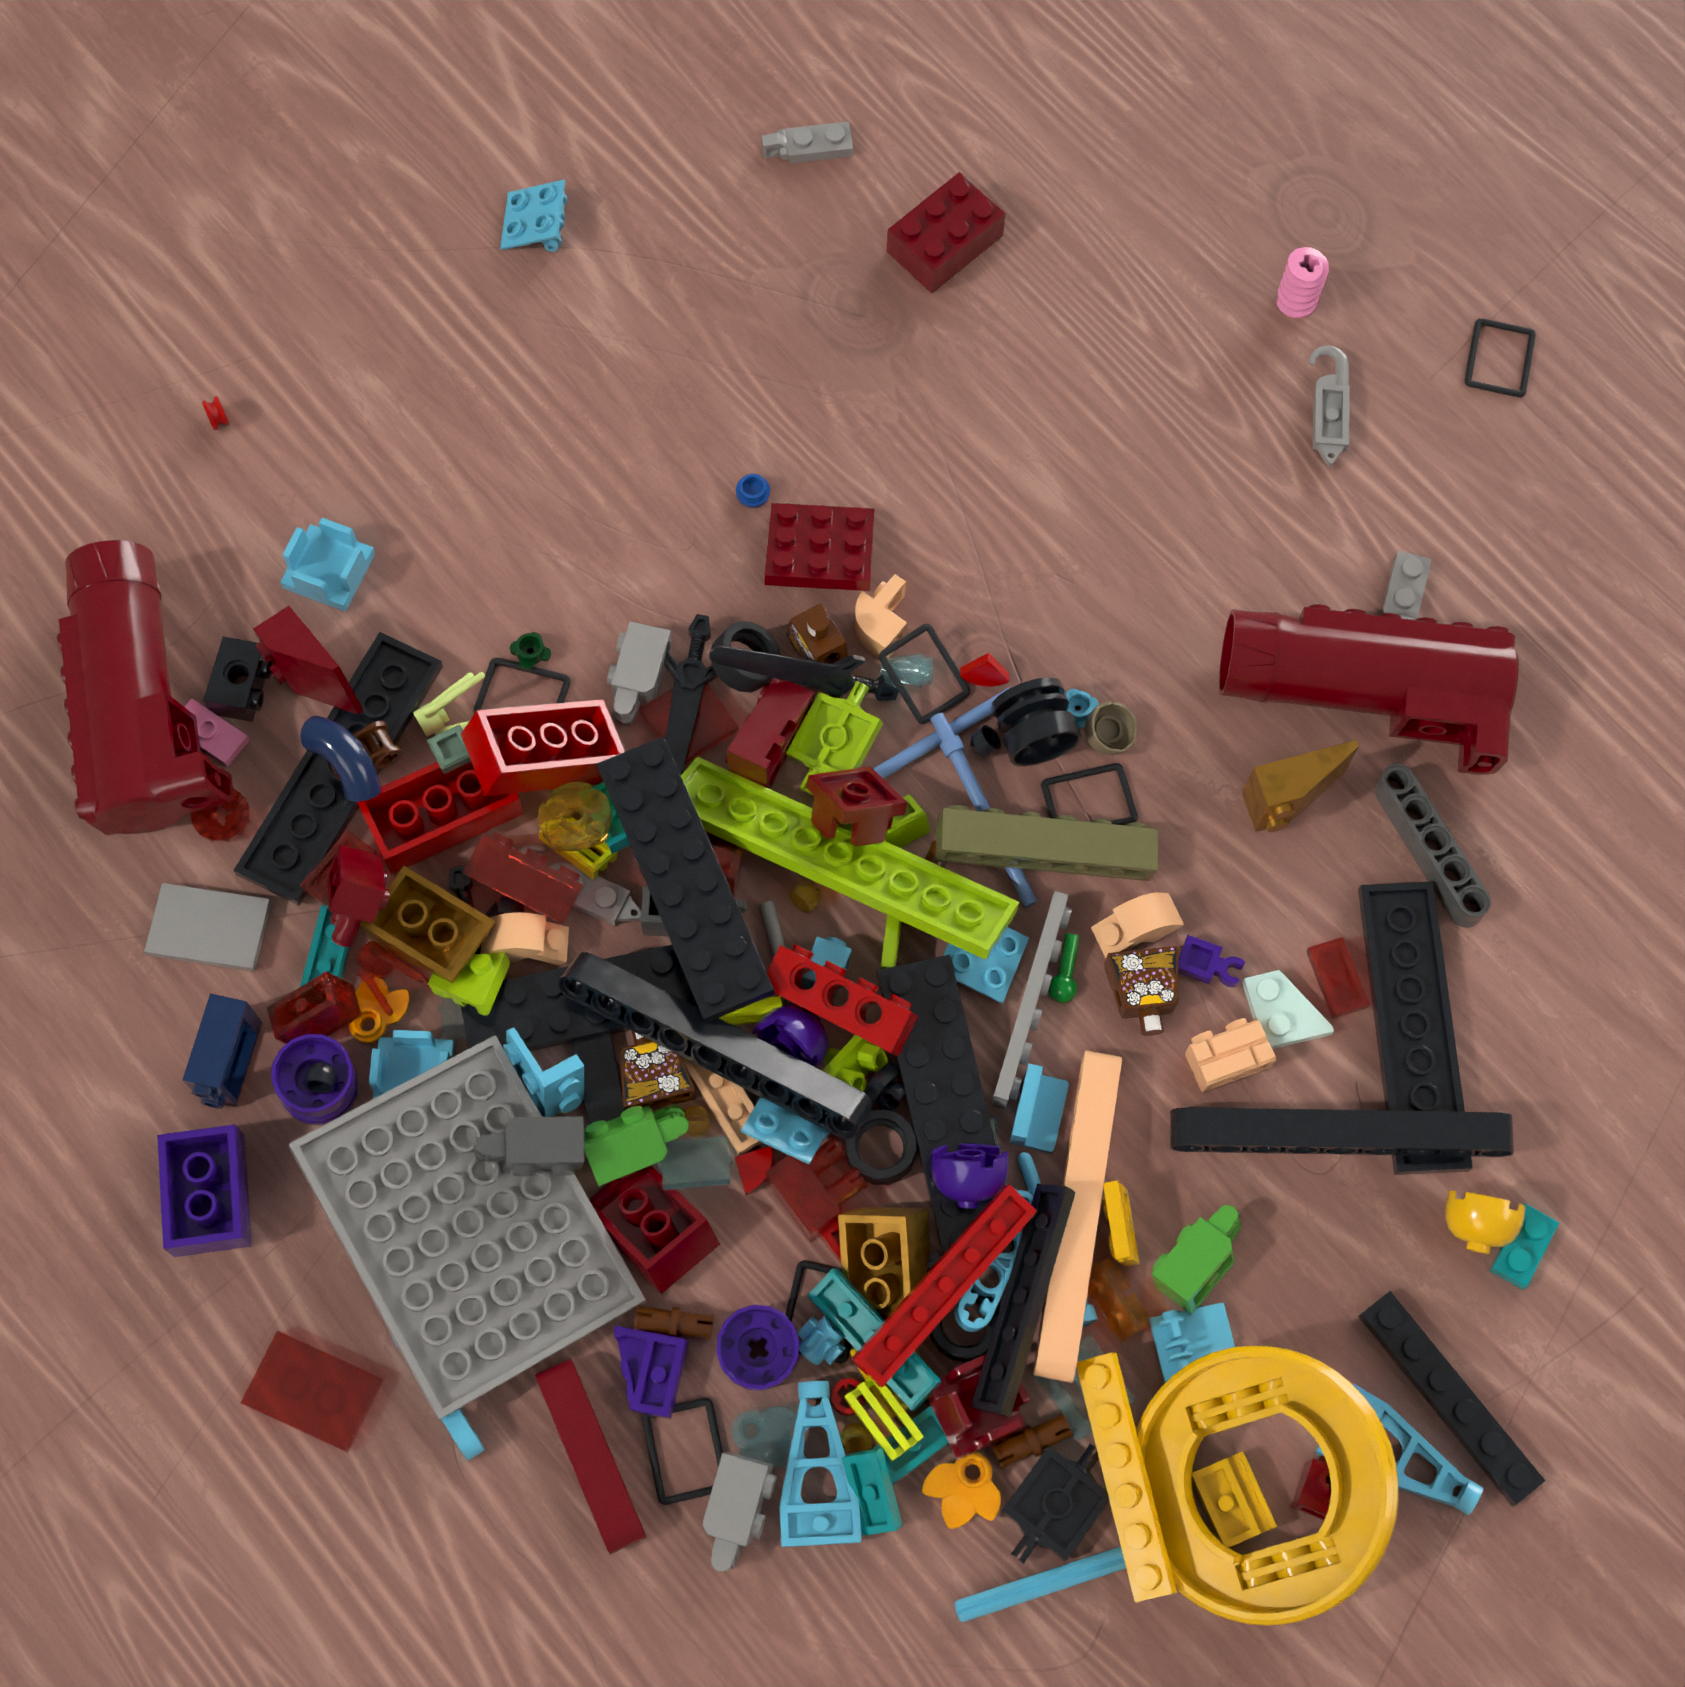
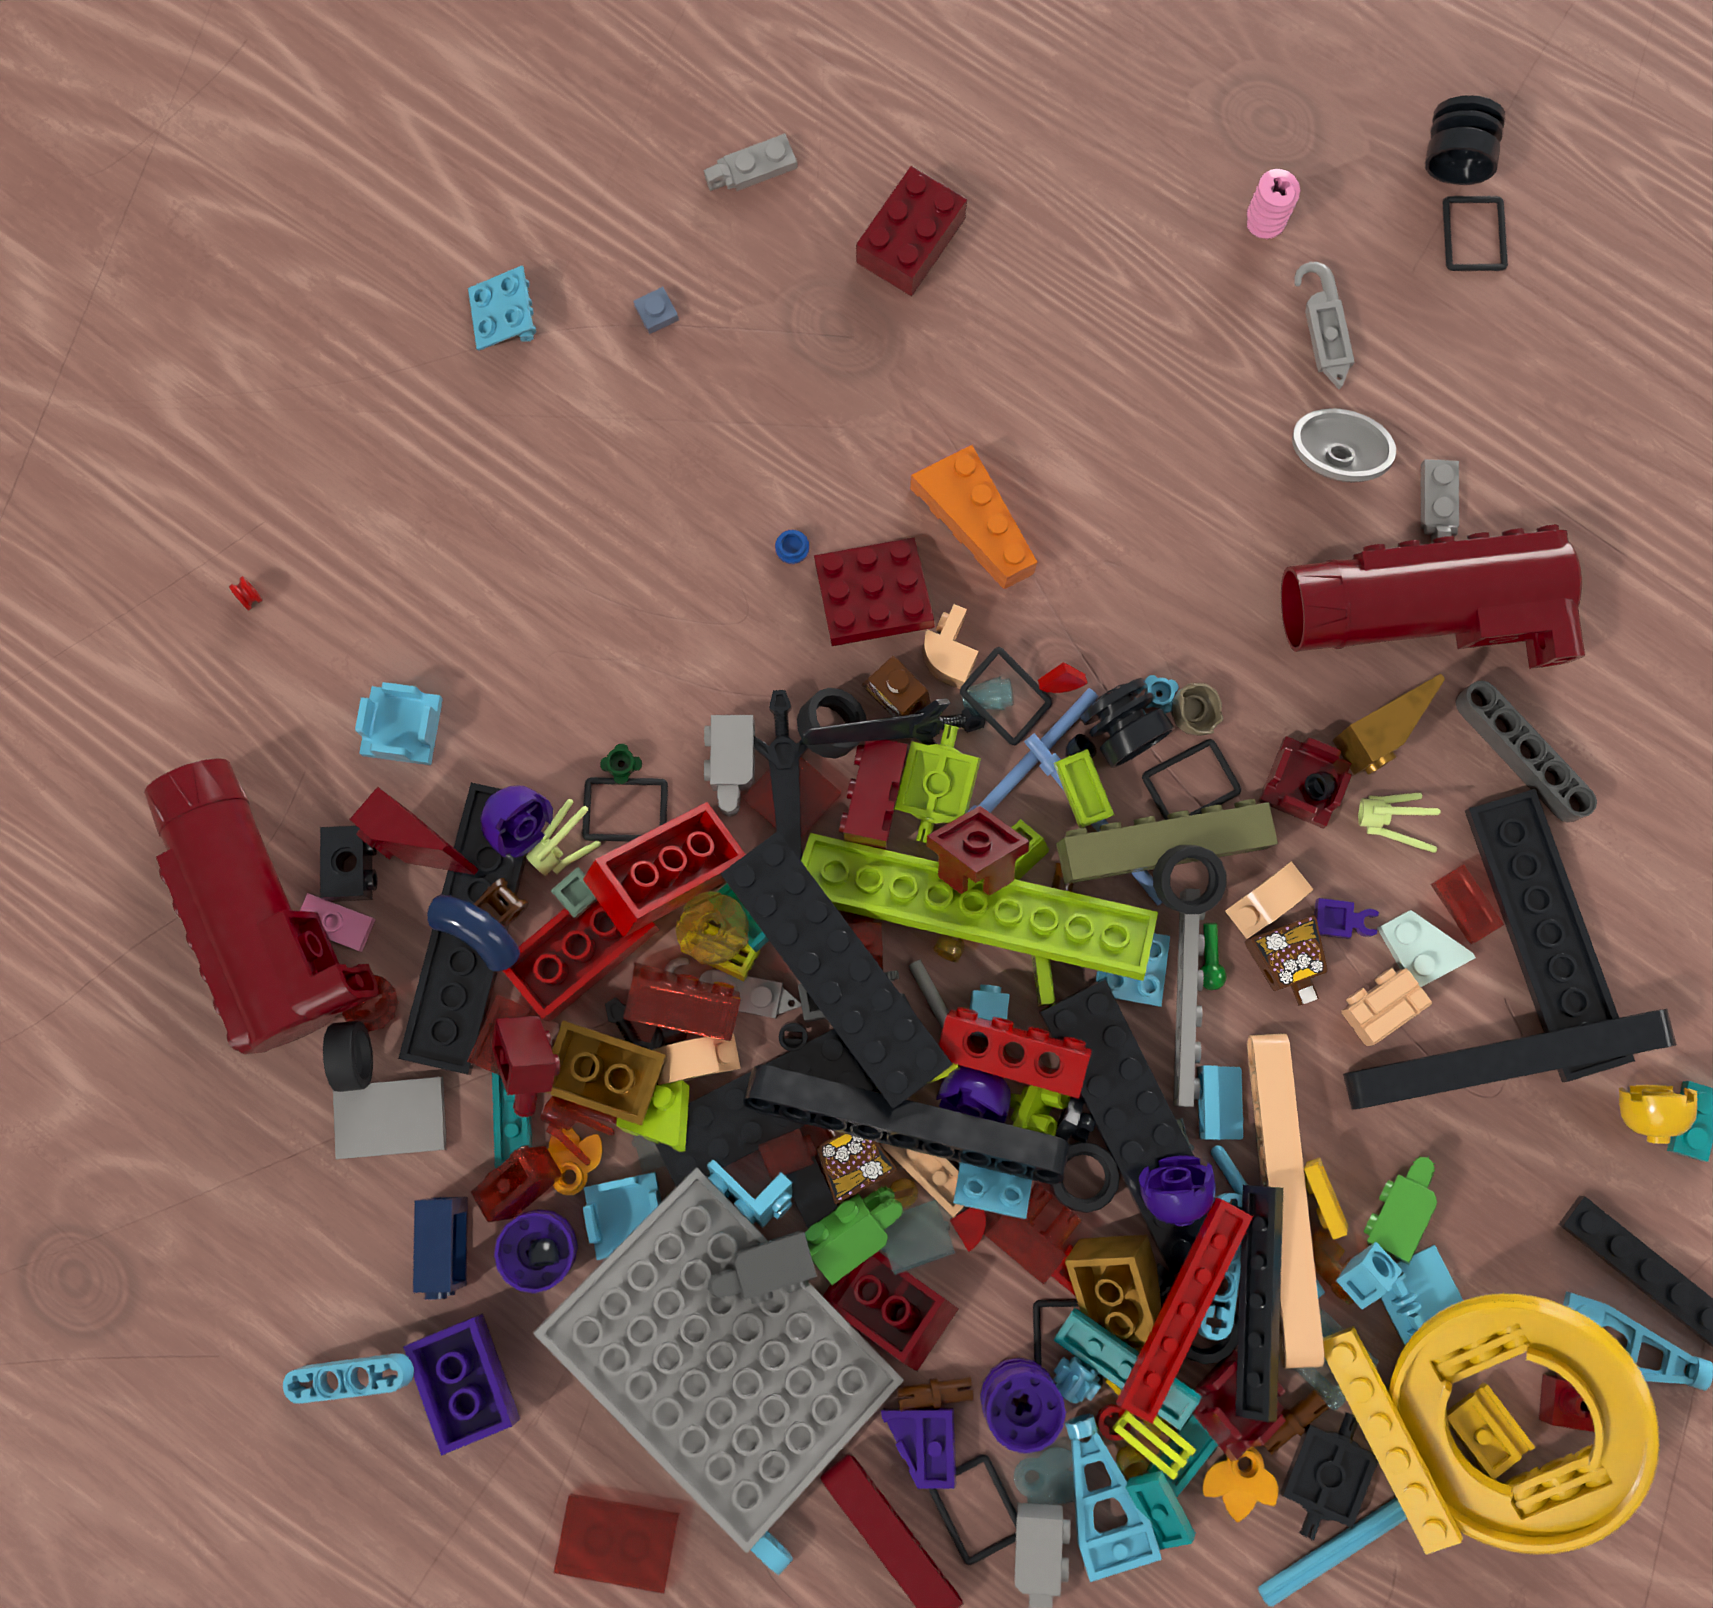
camera: 10 degrees left, 10 degrees up
(93, 1154) = (347, 1378): none -> medium azure beam
(185, 853) = (348, 1056): none -> black tyre
(412, 671) = (515, 820): none -> dark purple cylinder
(592, 1046) = (788, 1153): none -> clear red brick
(629, 934) = (793, 1043): none -> black hinge
(681, 250) = (656, 310): none -> sand blue plate
(937, 493) = (973, 509): none -> orange wedge
(977, 773) = (1083, 788): none -> lime tile
(1085, 872) = (1216, 879): none -> black tyre
(1143, 1303) = (1369, 1275): none -> medium azure brick
(1204, 822) = (1287, 778): none -> dark red panel
(1215, 826) = (1320, 785): none -> black hinge
(1267, 869) = (1378, 812): none -> yellowish green plant
(1317, 516) = (1343, 445): none -> light grey dish
(1506, 267) = (1465, 140): none -> black wheel

